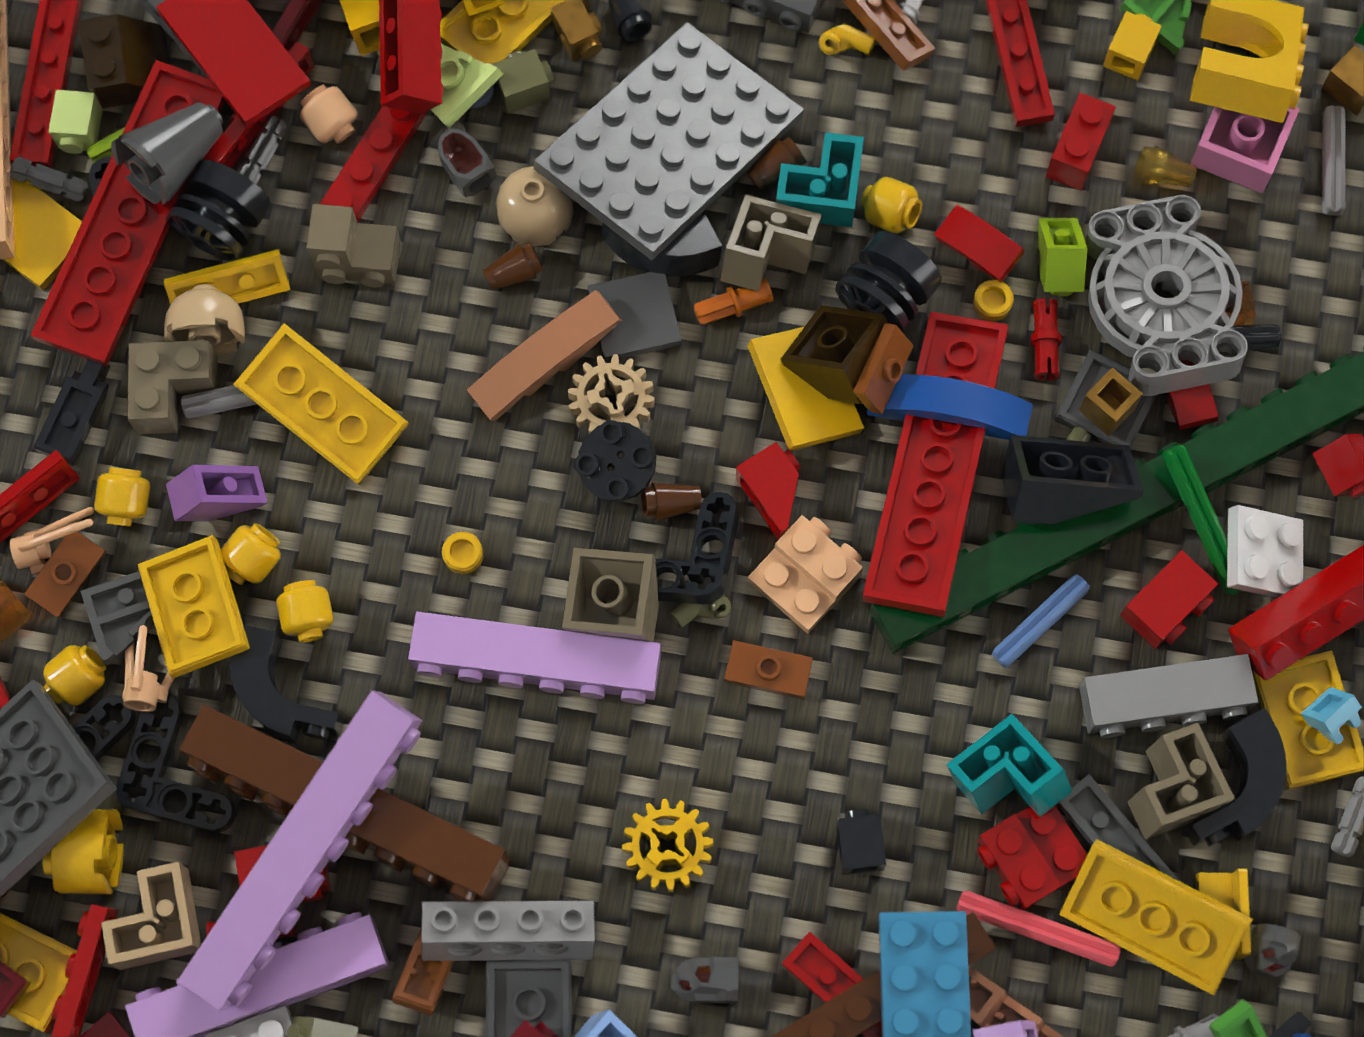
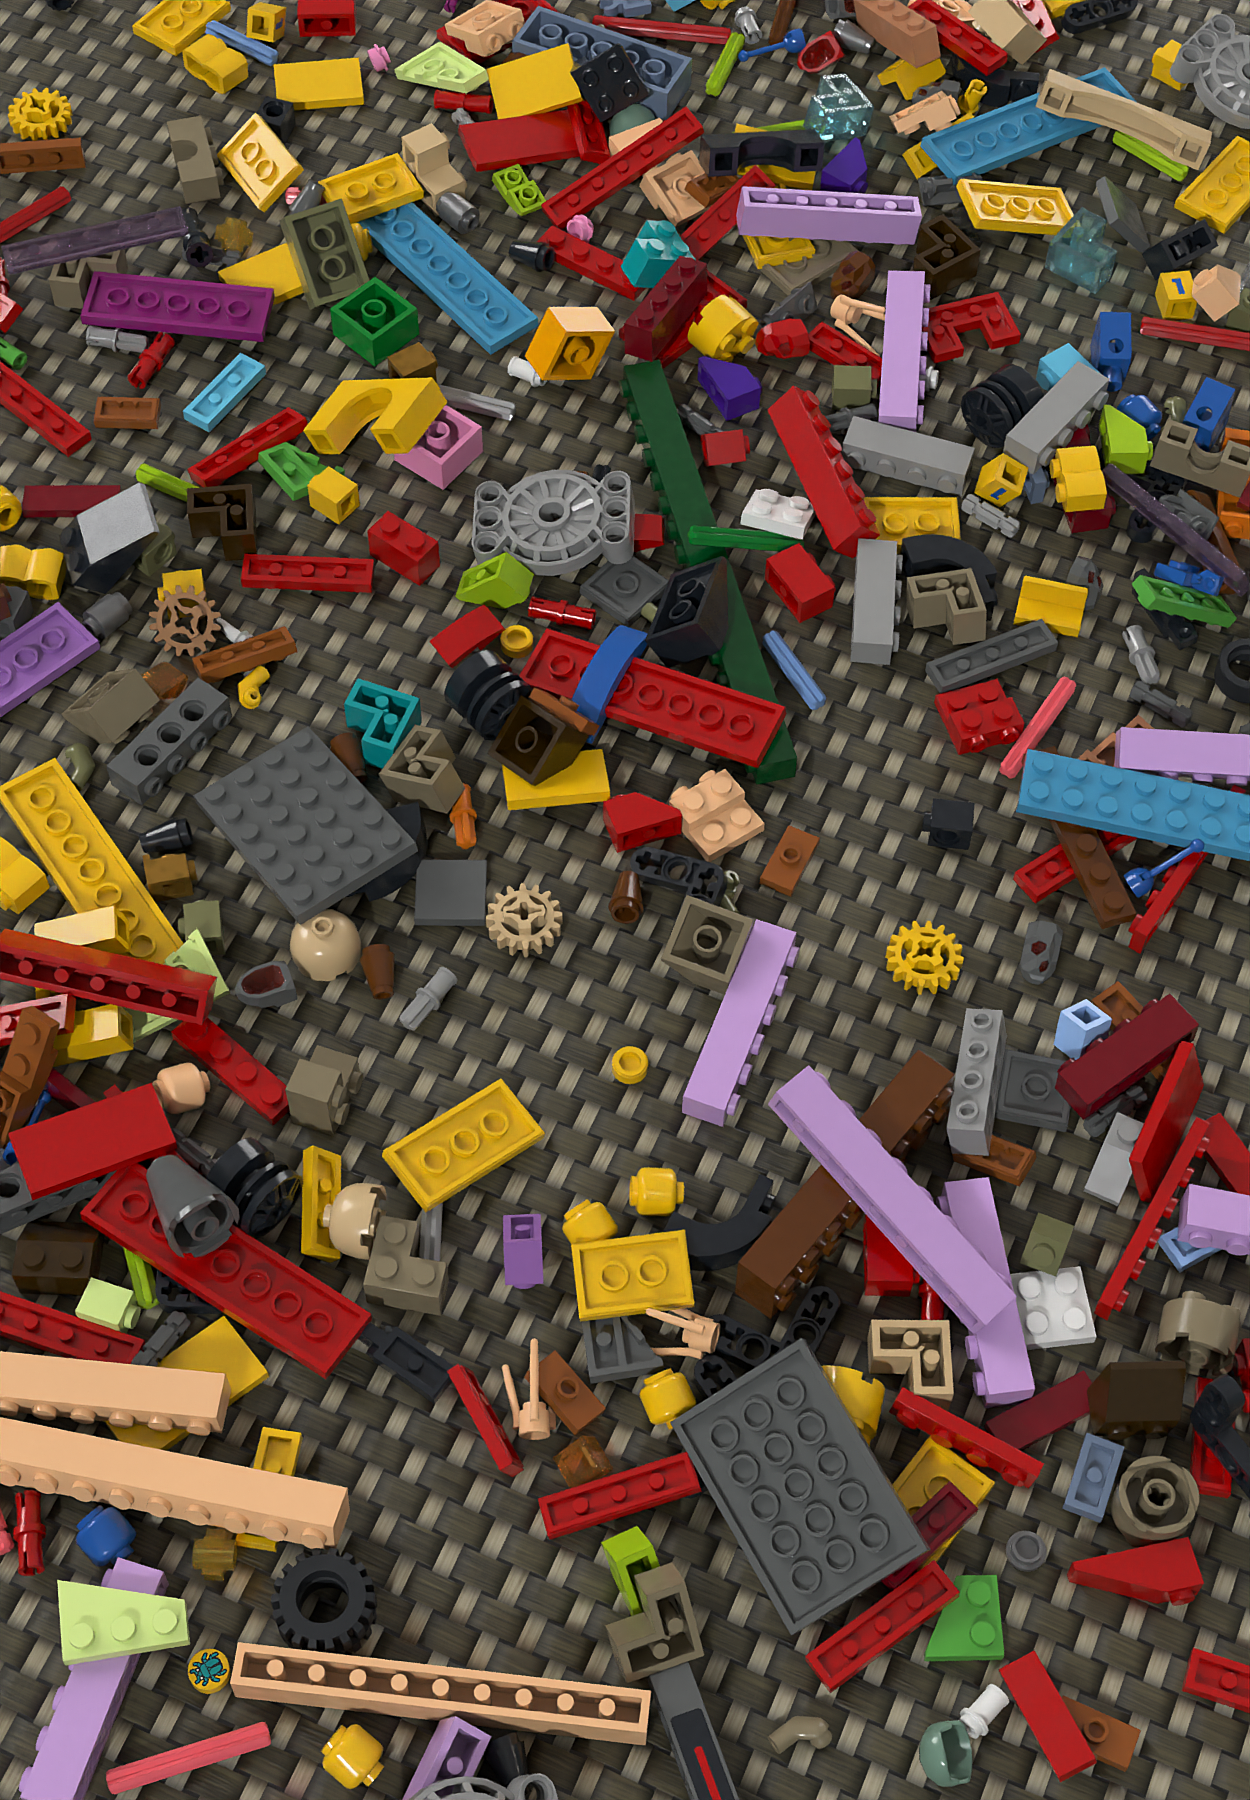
camera: 80 degrees left, 15 degrees down
(122, 496) = (504, 1328): yellow head -> none
(491, 324) = (428, 998): none -> light grey axle
(544, 354) = (470, 962): nougat slope -> none
(602, 450) = (573, 930): black plate -> none
(891, 205) = (417, 680): yellow head -> none
(1008, 761) = (909, 701): teal brick -> none
(1110, 401) = (636, 571): pearl gold brick -> none
(1155, 916) = (1047, 643): yellow tile -> none
(1162, 167) = (441, 505): clear yellow cone -> none
(1331, 712) = (914, 501): medium azure tile -> none

